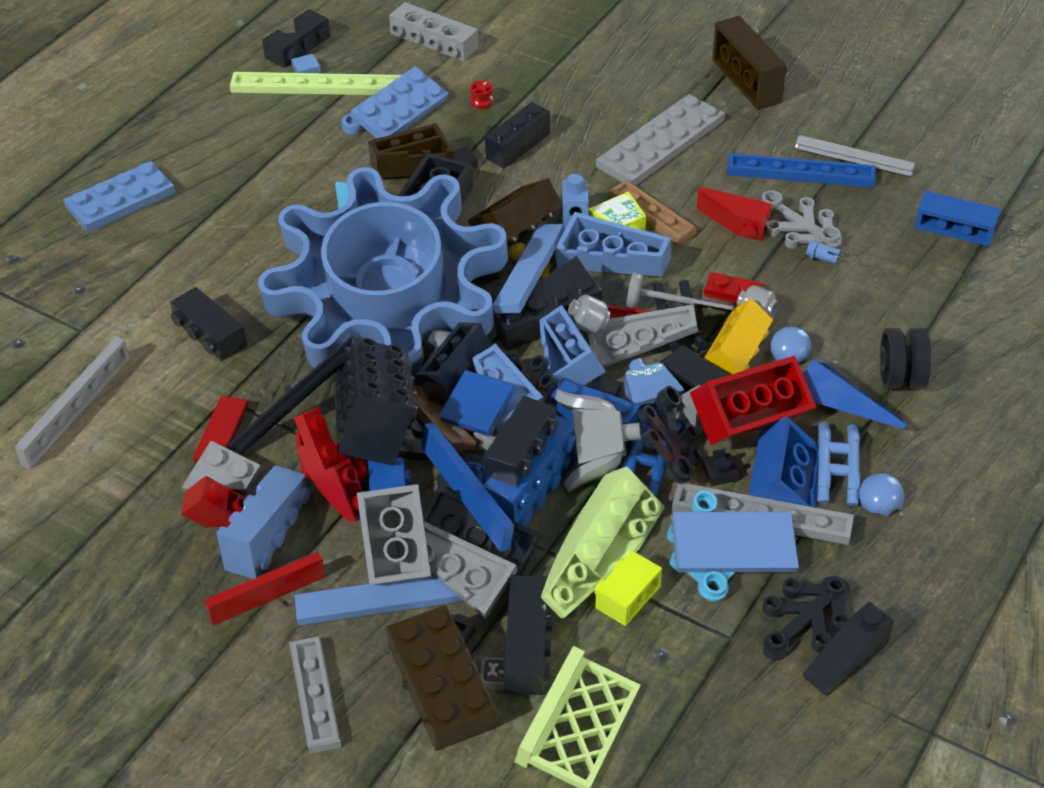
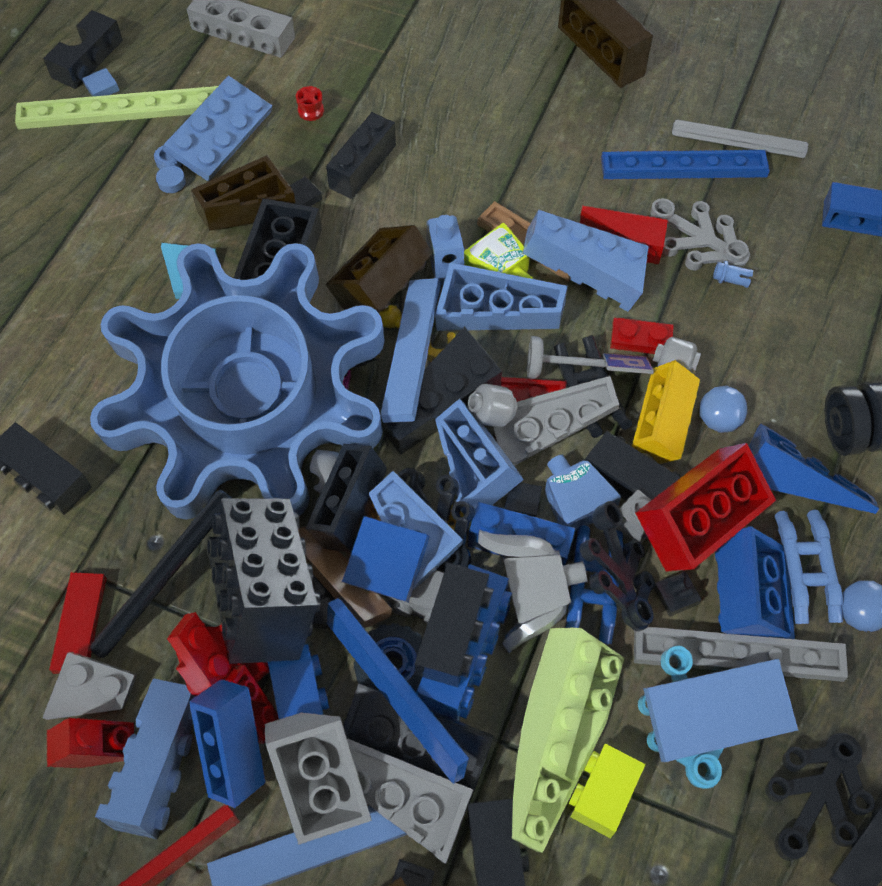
camera: 10 degrees left, 15 degrees up
(327, 503) = (227, 742): none -> blue brick
(352, 138) = (170, 179): none -> medium blue tile
(660, 140) = (521, 142): light grey plate -> none
(695, 221) = (589, 256): none -> medium blue wedge

